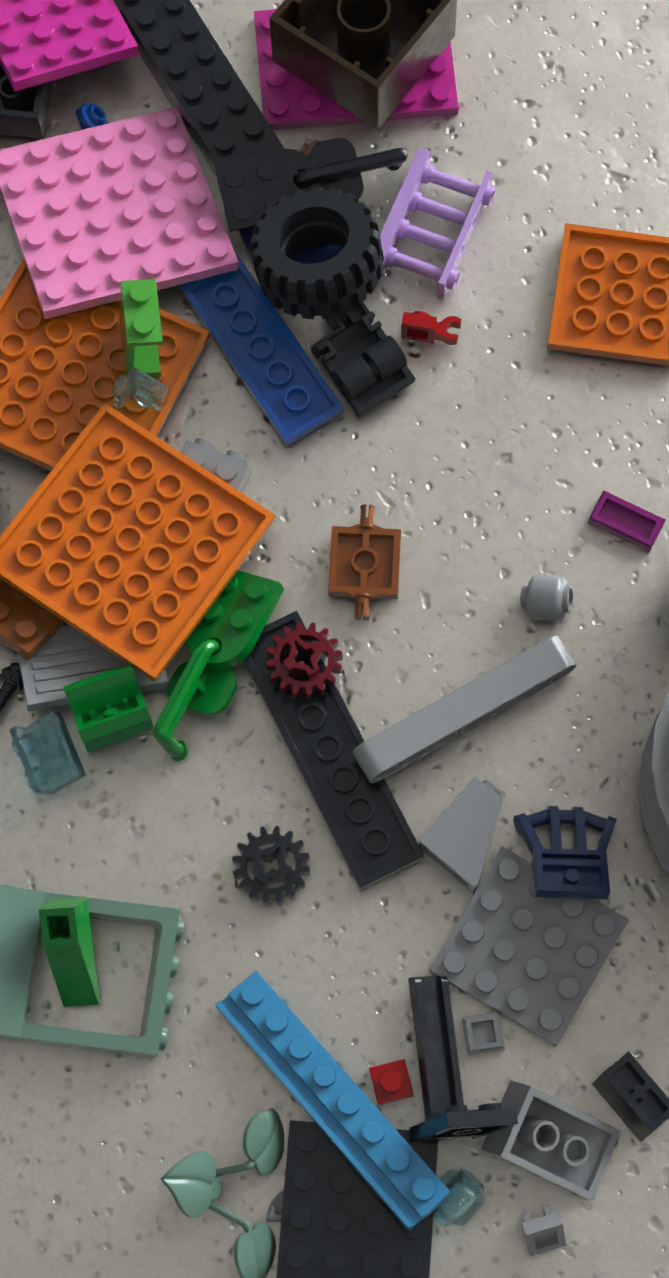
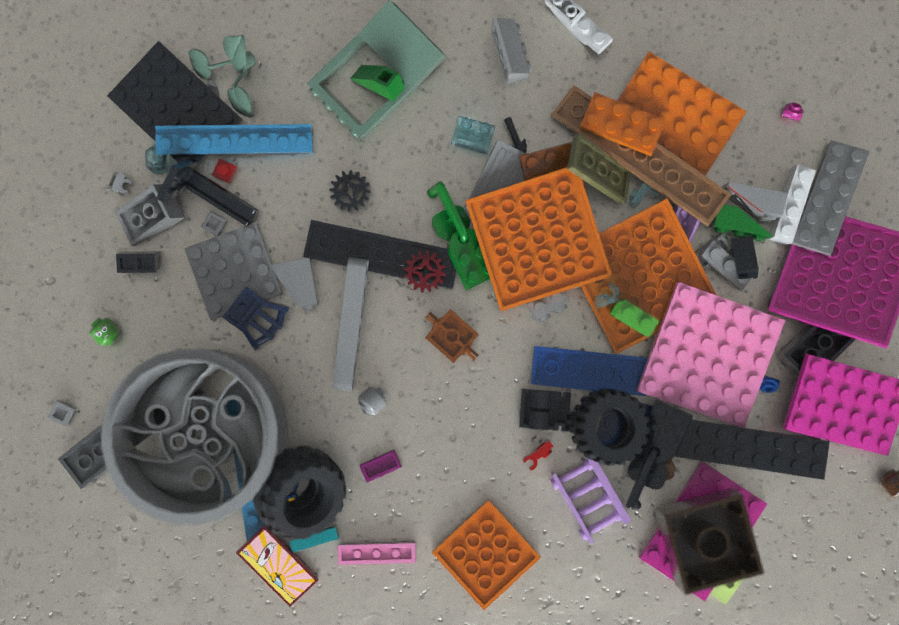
camera: 125 degrees right, 15 degrees up
(108, 707) = (470, 173): green bracket -> none

